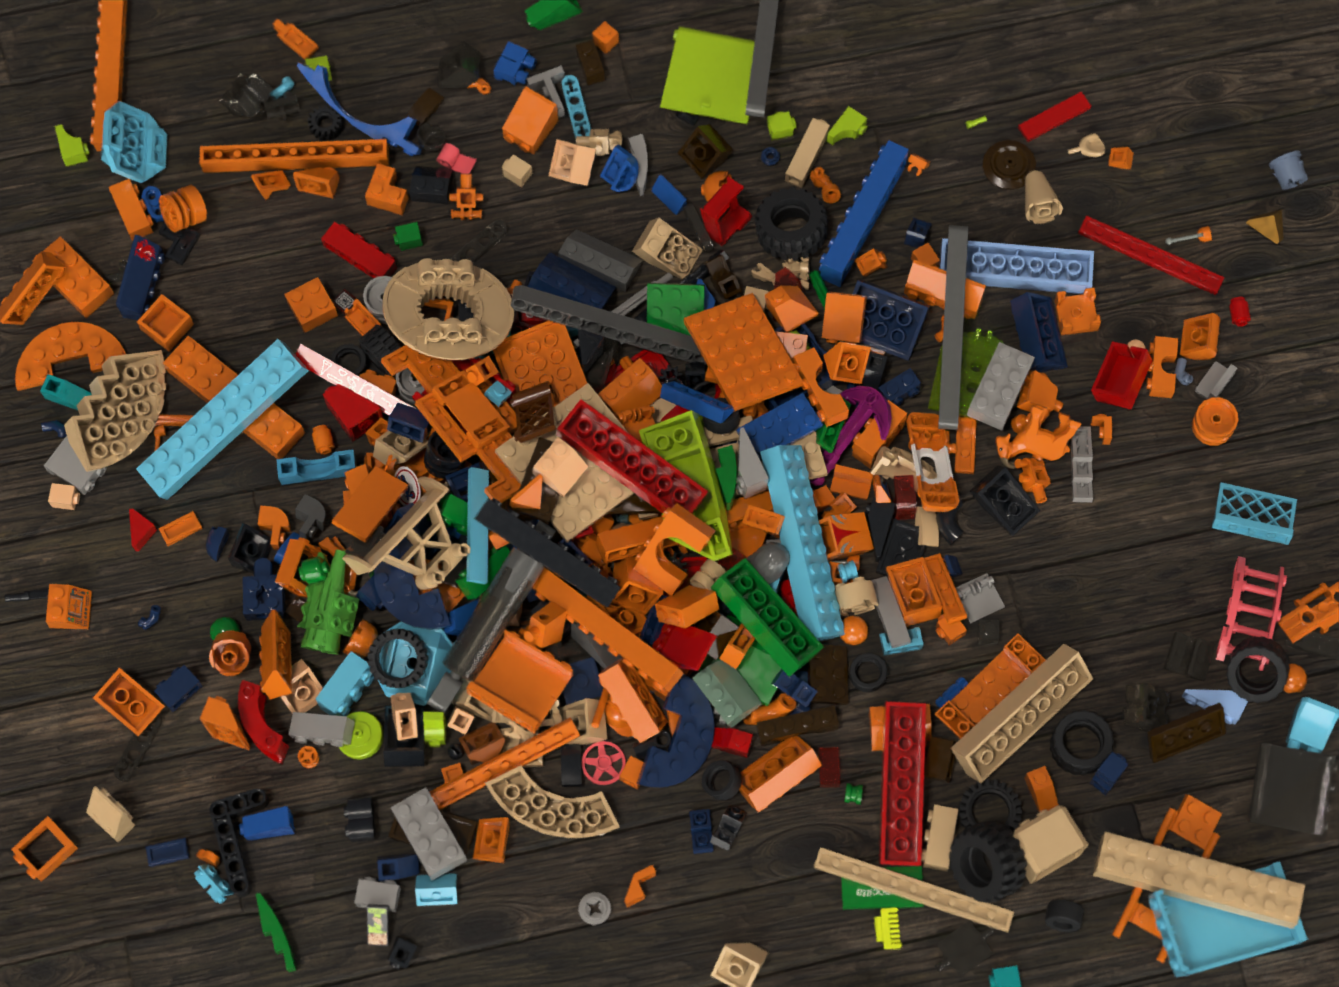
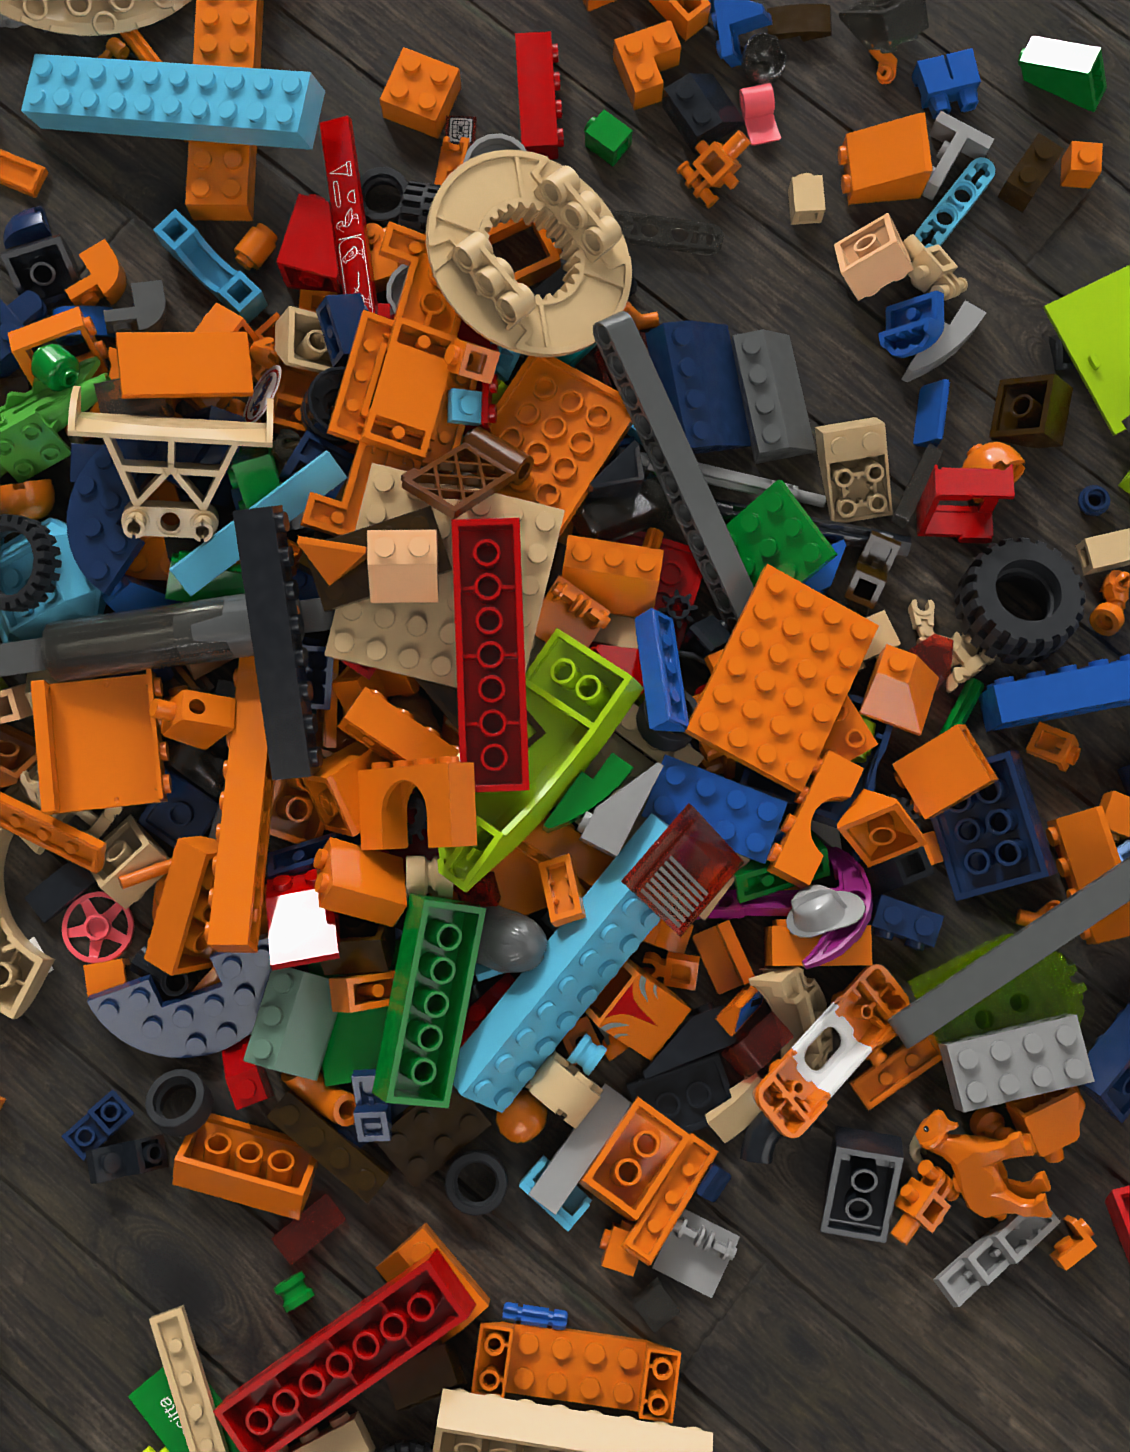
camera: 50 degrees right, 10 degrees up
(798, 457) = (683, 870): none -> clear red piece
(864, 413) = (822, 910): none -> light grey piece

